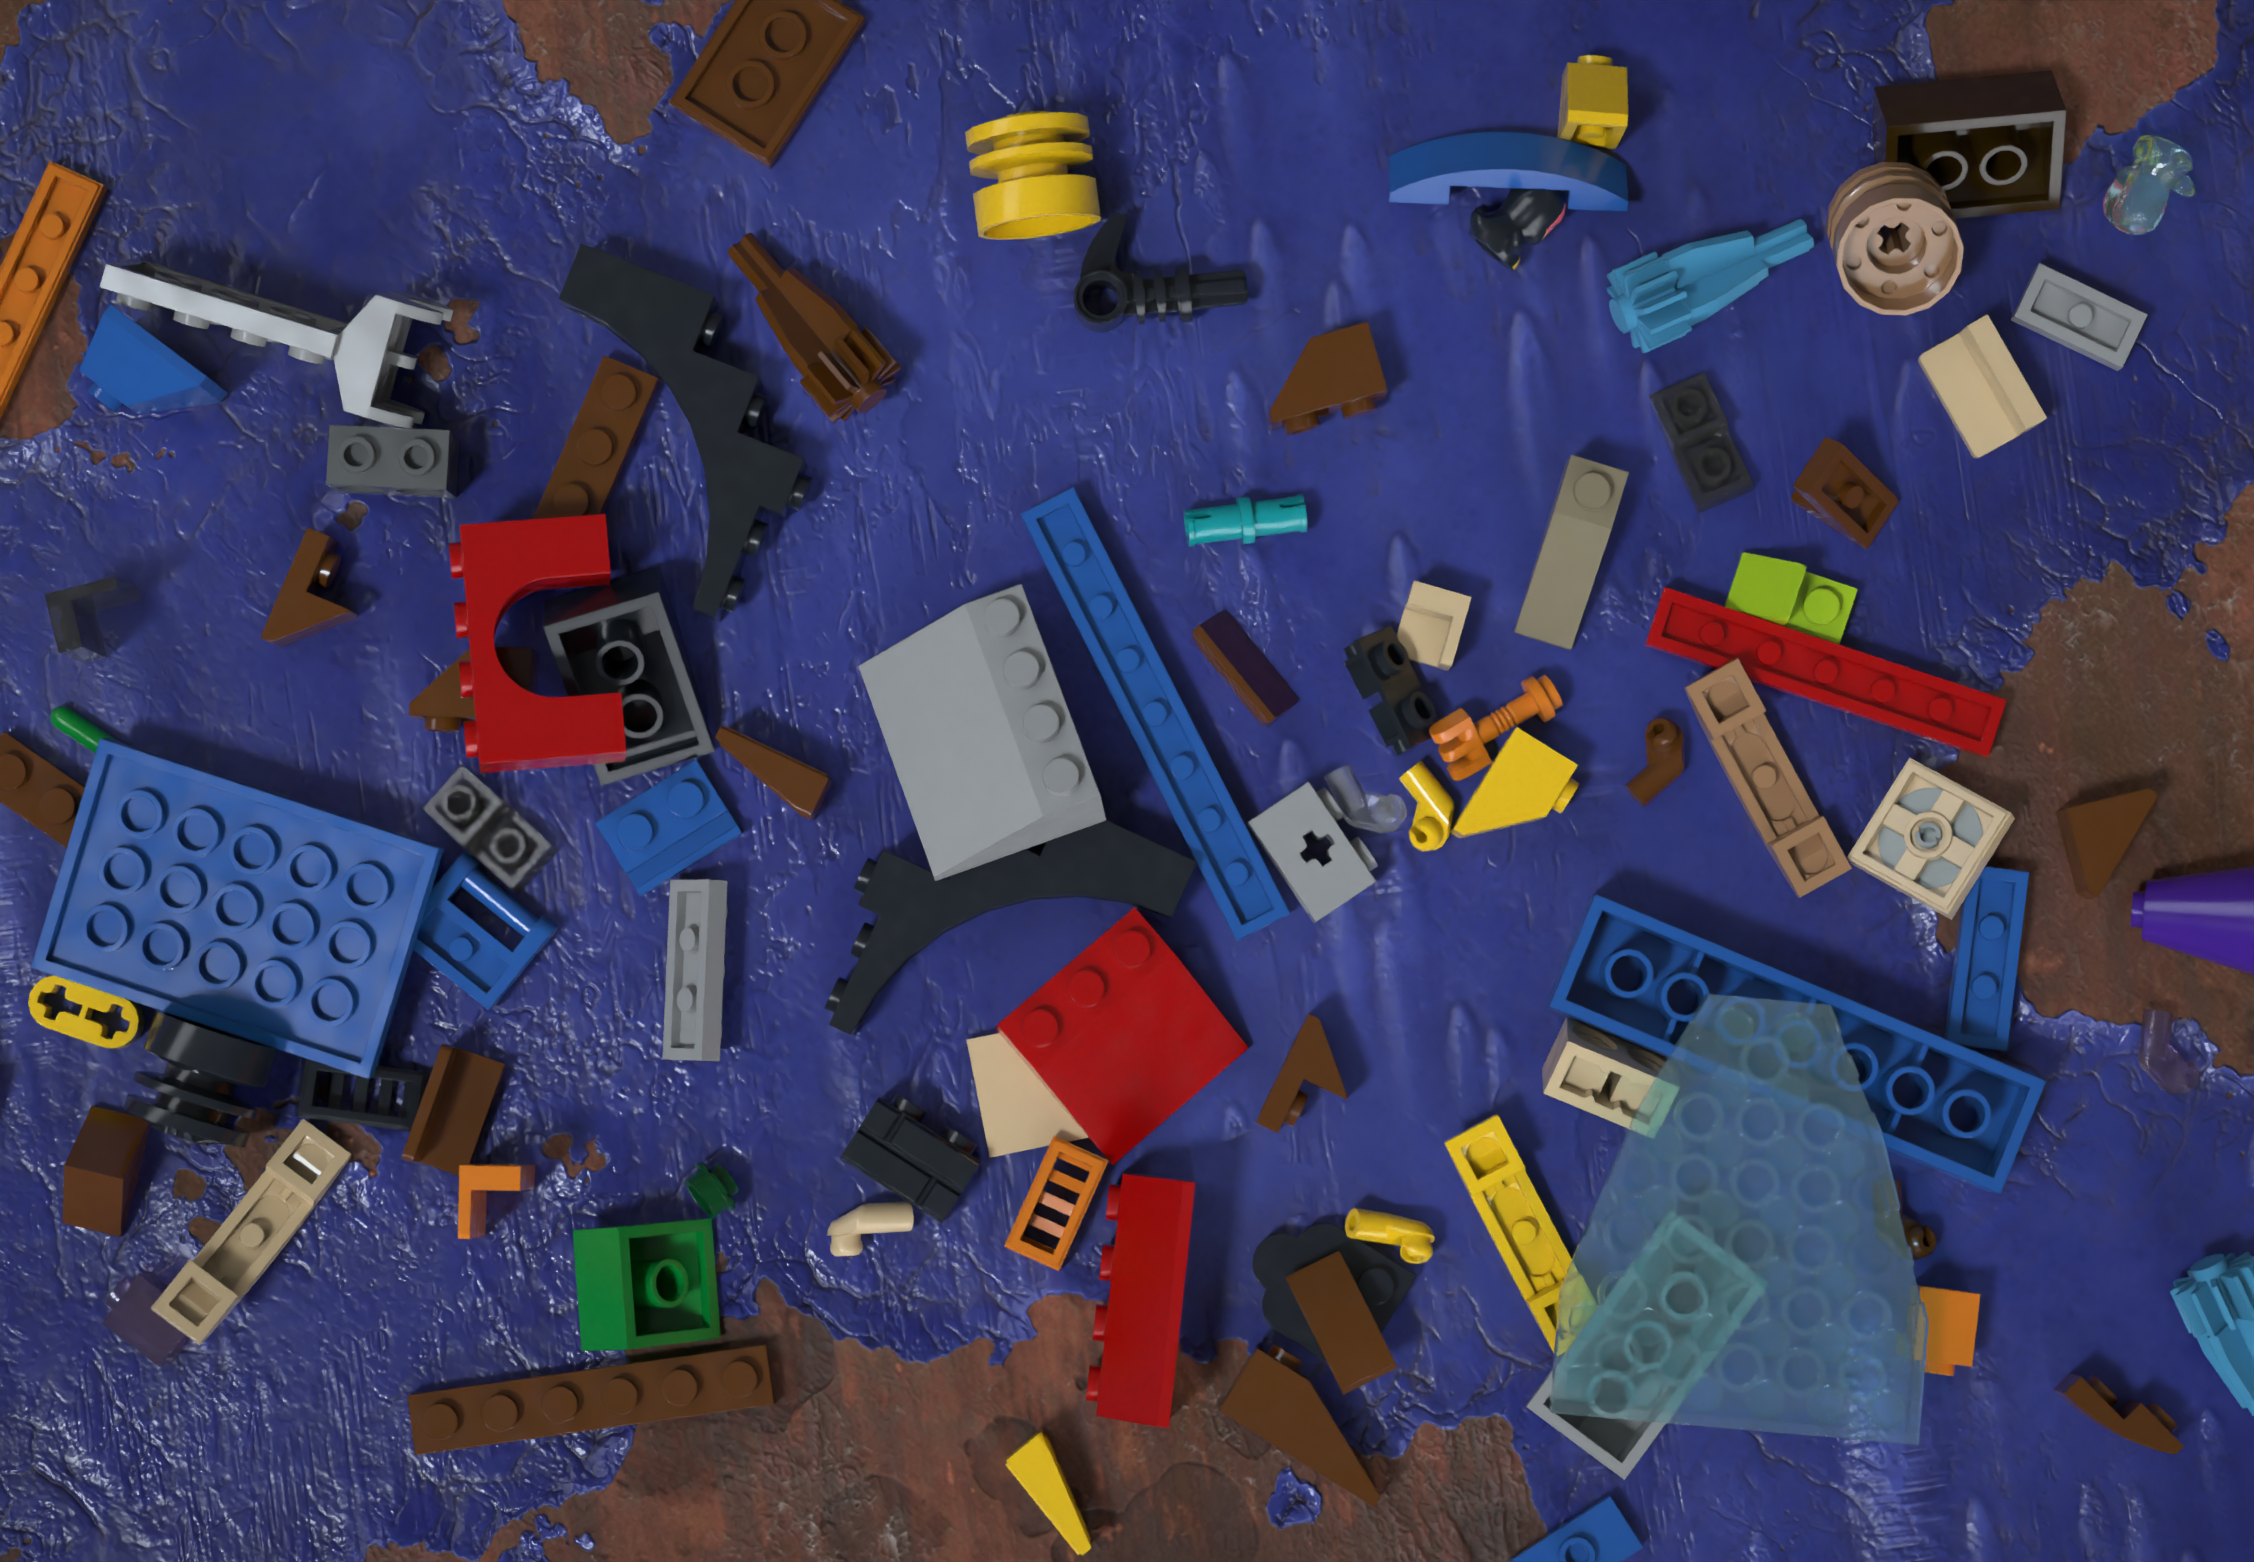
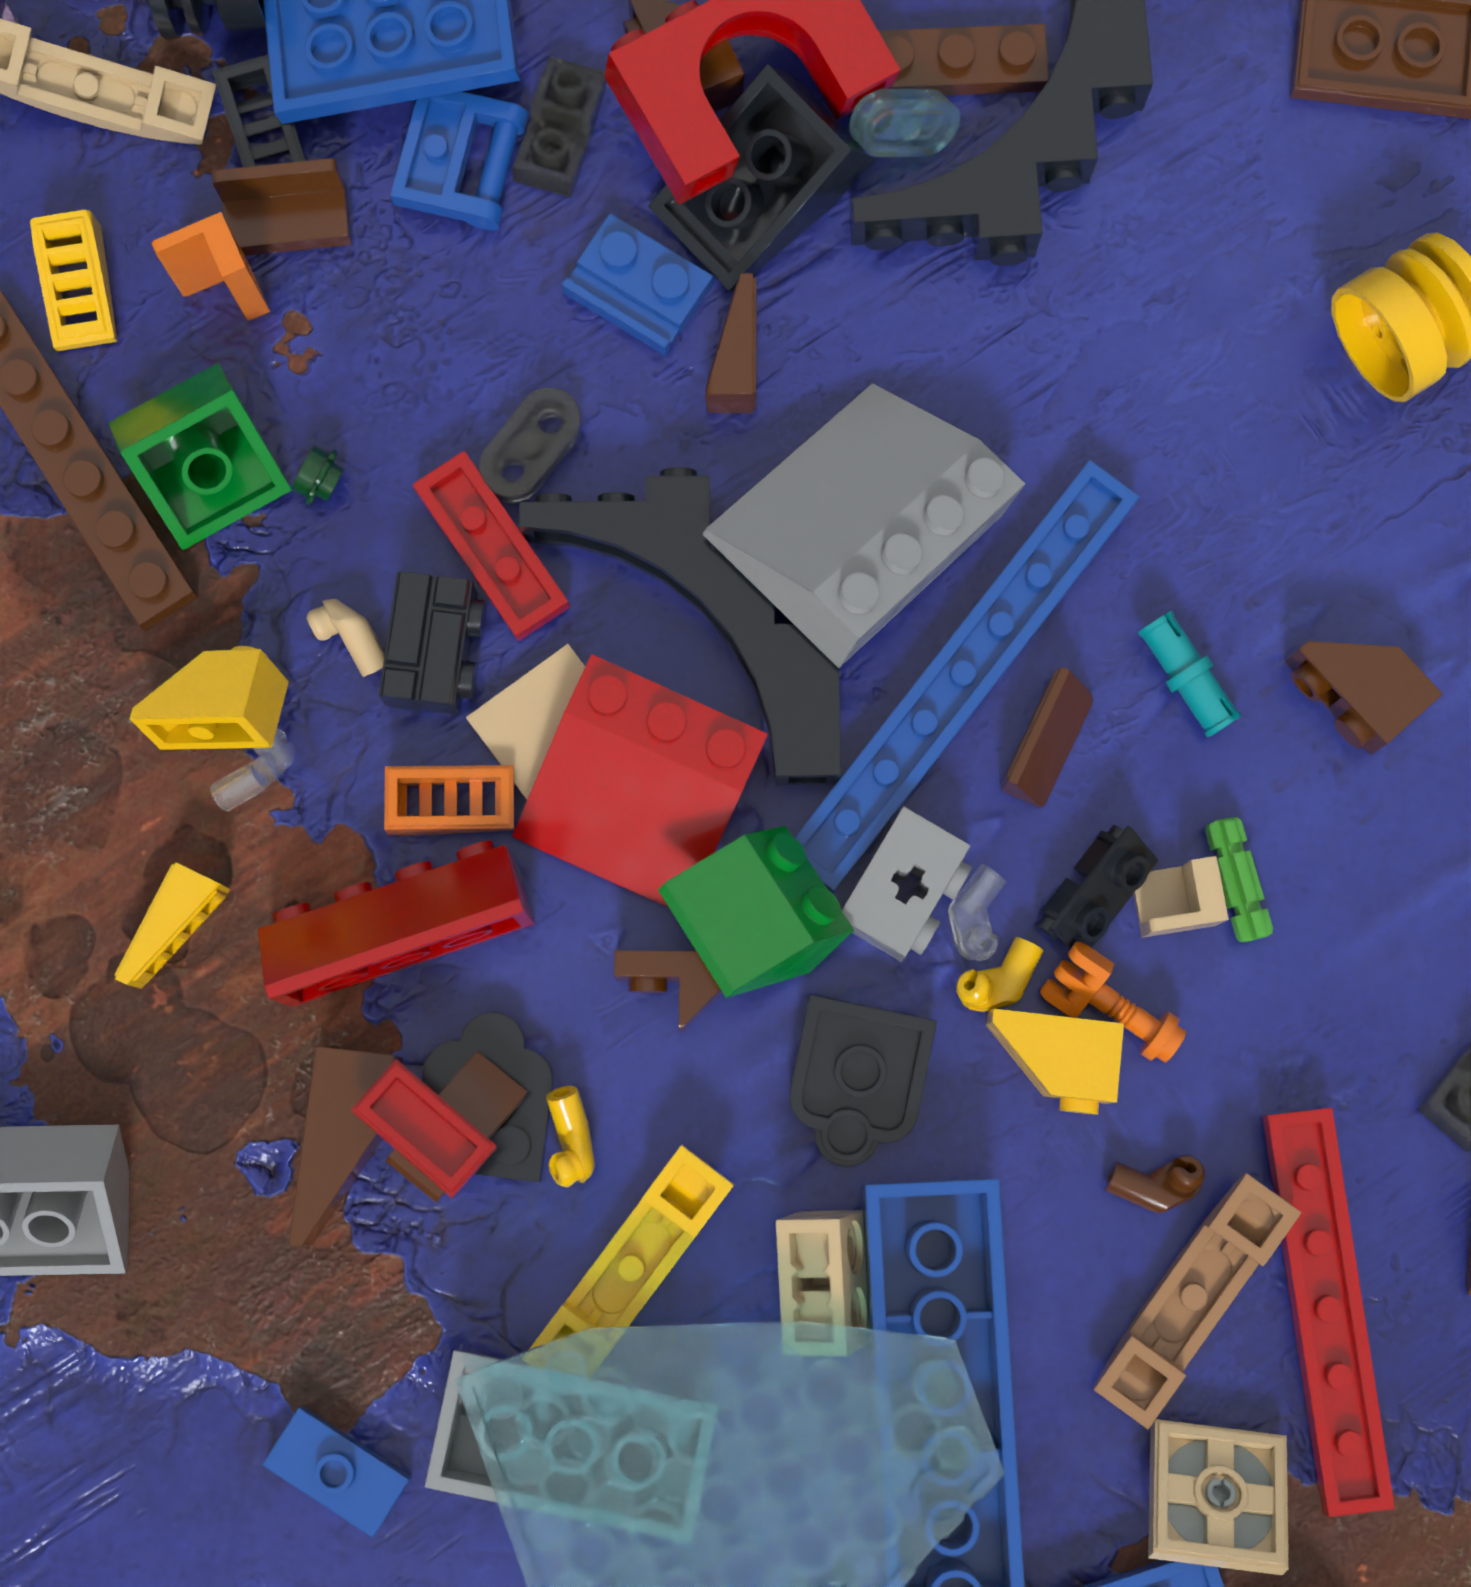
camera: 65 degrees right, 5 degrees down
(380, 1308) = (65, 241): none -> yellow slope
(642, 527) = (904, 122): none -> clear light blue plate
(695, 970) = (516, 364): light grey plate -> none
(773, 991) = (527, 445): none -> clear smoke plate
(838, 362) = (1148, 229): reddish brown piece -> none
(848, 1066) = (491, 546): none -> red plate
(879, 1365) = (216, 703): none -> yellow slope
(957, 1360) = (255, 776): none -> clear arm
(1149, 296) = (1352, 479): black piece -> none
(1281, 988) = (757, 911): none -> green slope
(1333, 1349) = (423, 1128): none -> red tile
(1439, 566) = (1239, 879): none -> bright green axle
(1453, 966) = (859, 1076): none -> black plate
(1570, 551) = (1320, 998): dark tan slope -> none
(1790, 596) = (1385, 1239): lime slope -> none

